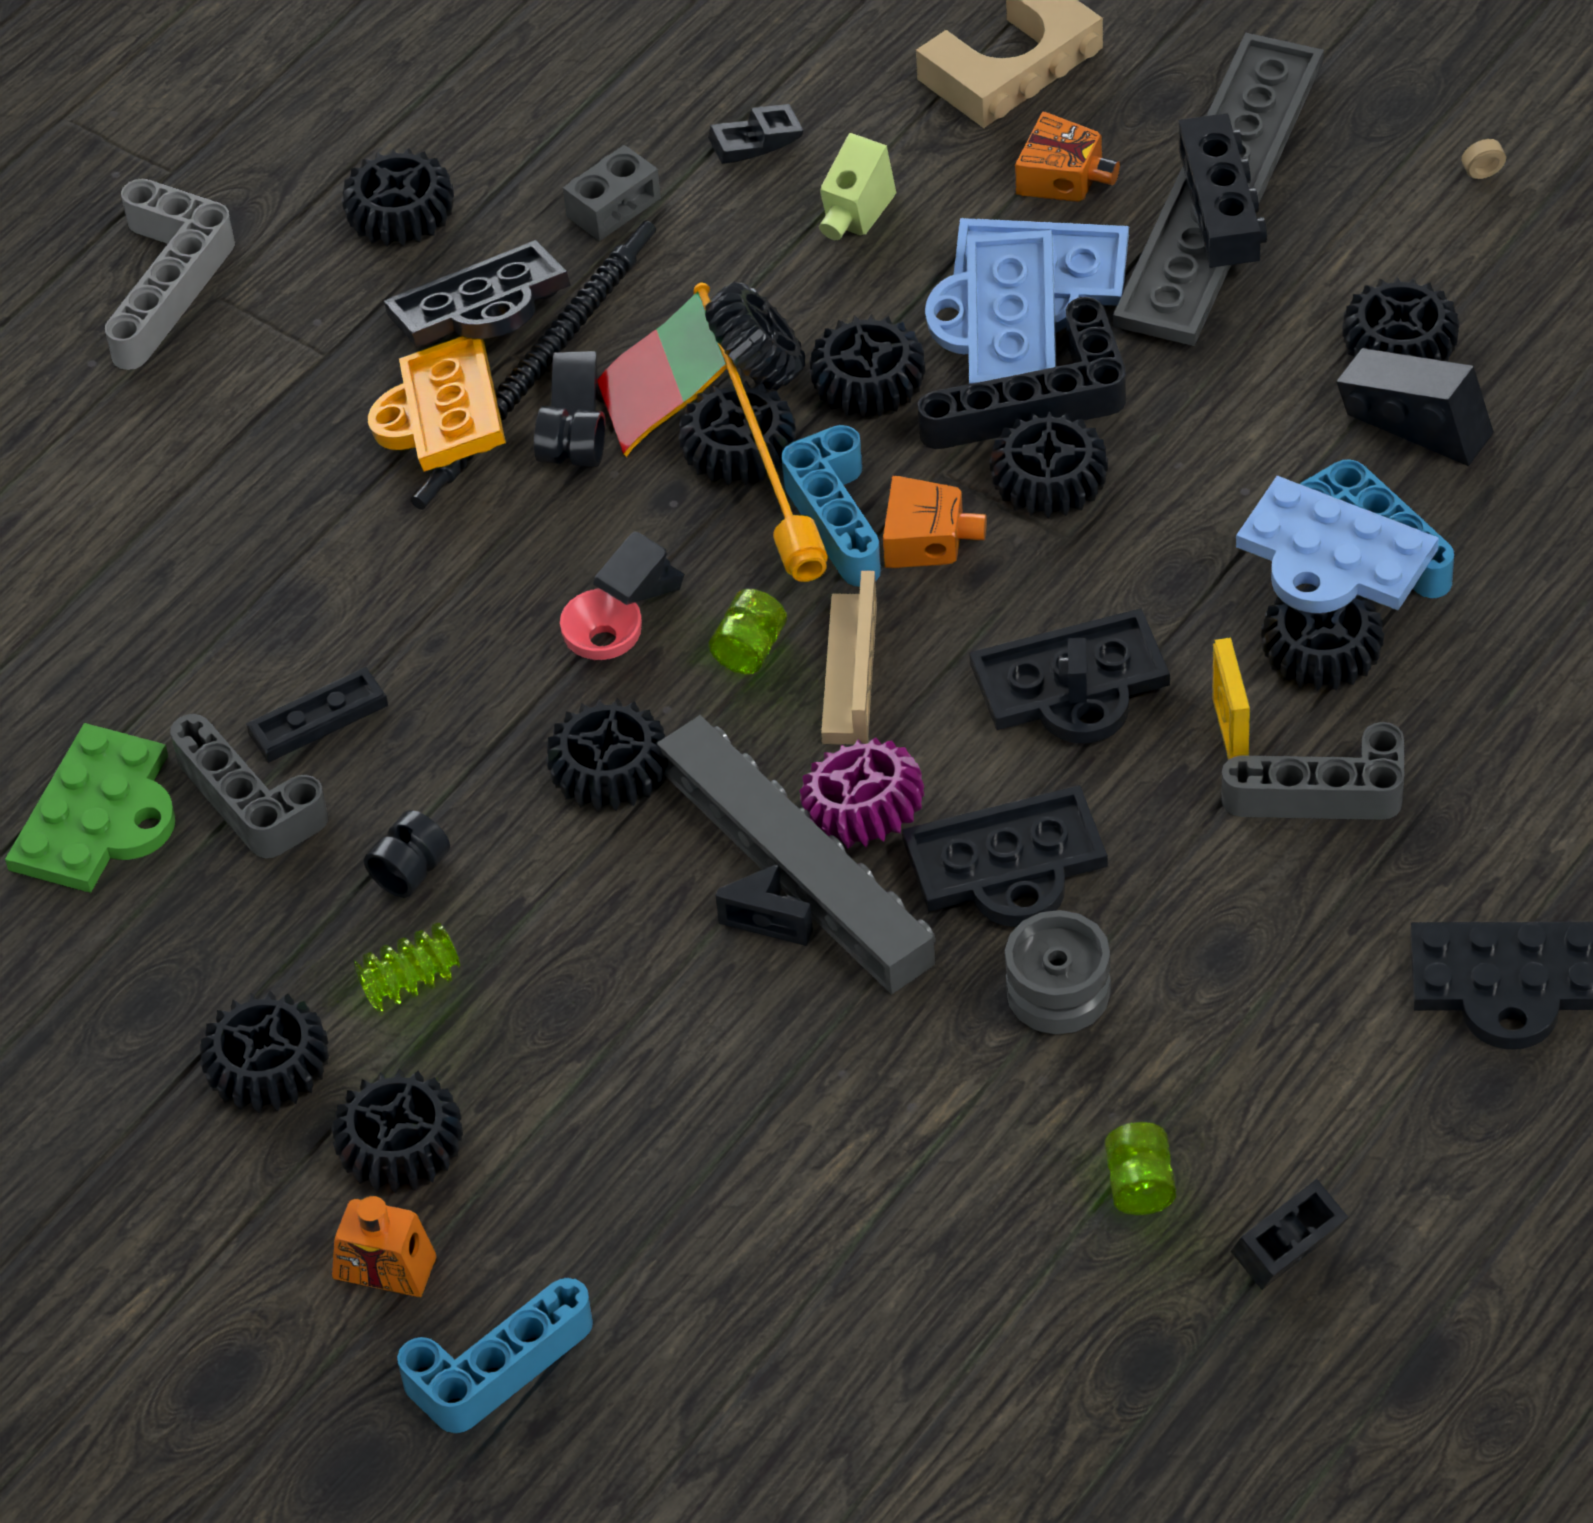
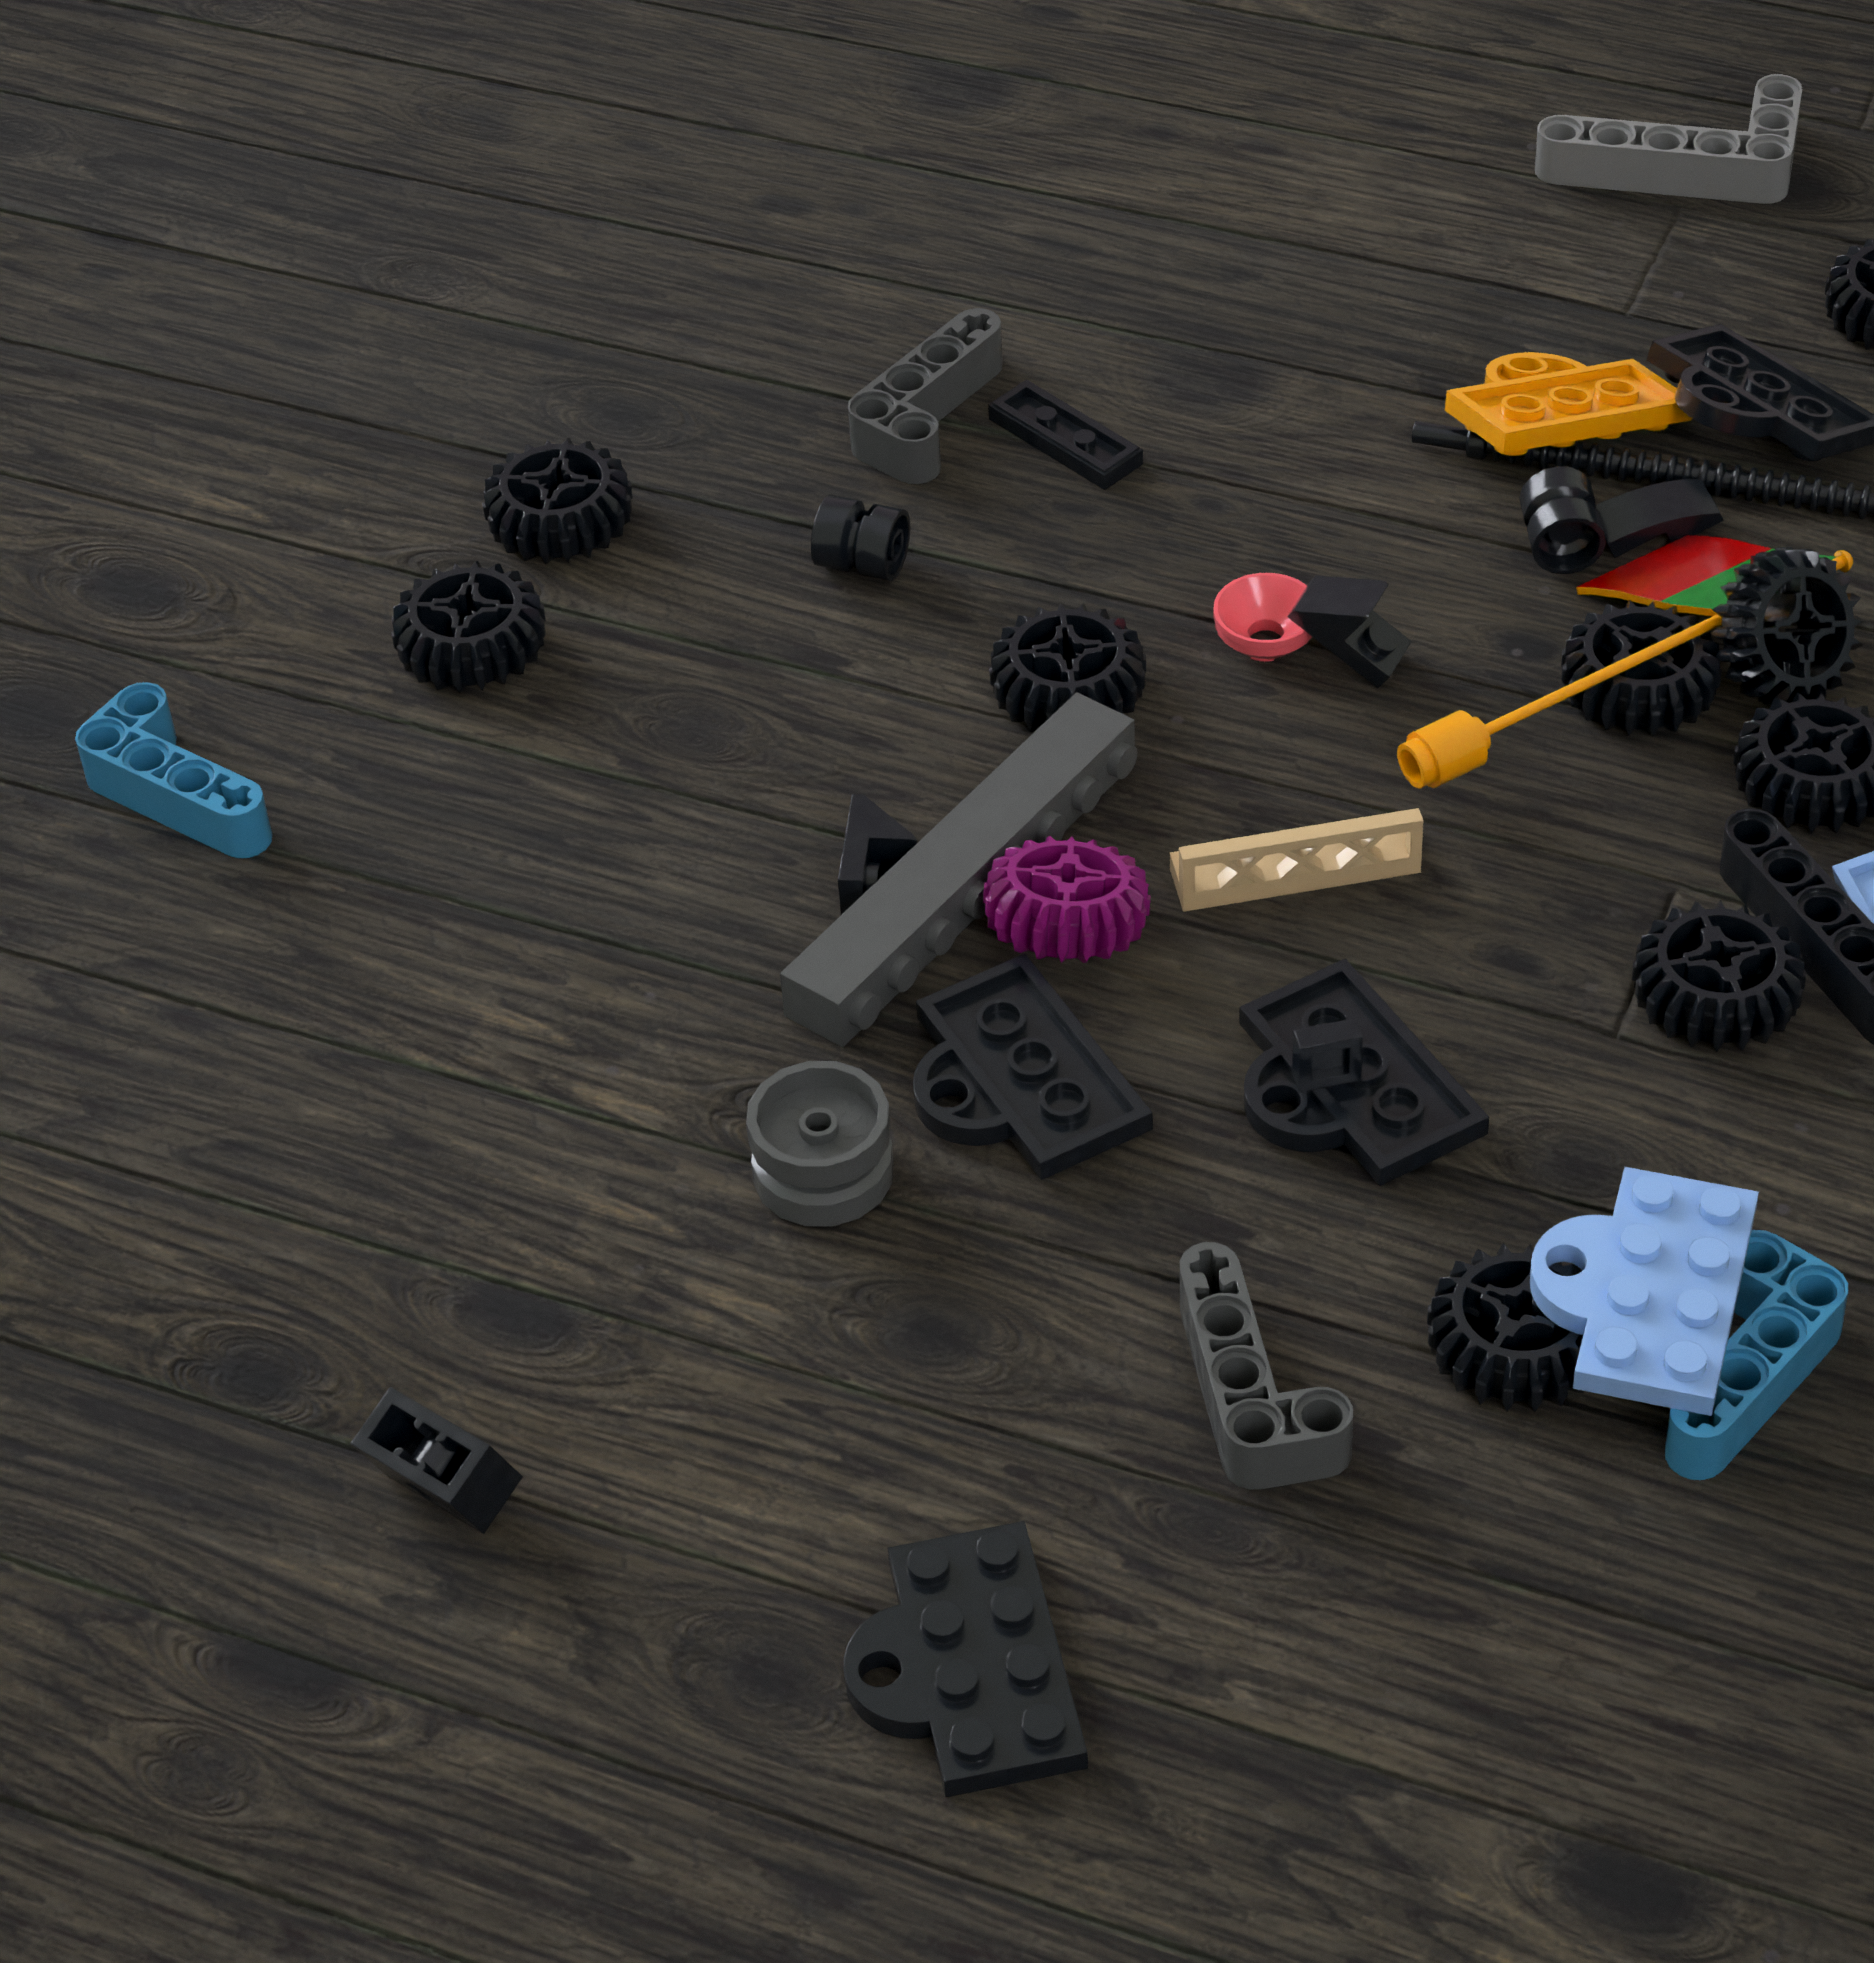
camera: 75 degrees right, 5 degrees down
(95, 810) = (869, 304): bright green plate -> none
(382, 1248) = (294, 616): orange torso -> none
(407, 966) = (693, 575): clear neon green piece -> none
(748, 631) = (1281, 740): clear neon green wheel -> none
(815, 482) = (1555, 771): dark azure beam -> none
(926, 524) = (1555, 873): orange torso -> none
(1140, 1168) = (527, 1291): clear neon green wheel -> none
(1230, 699) = (1330, 1229): yellow tile -> none

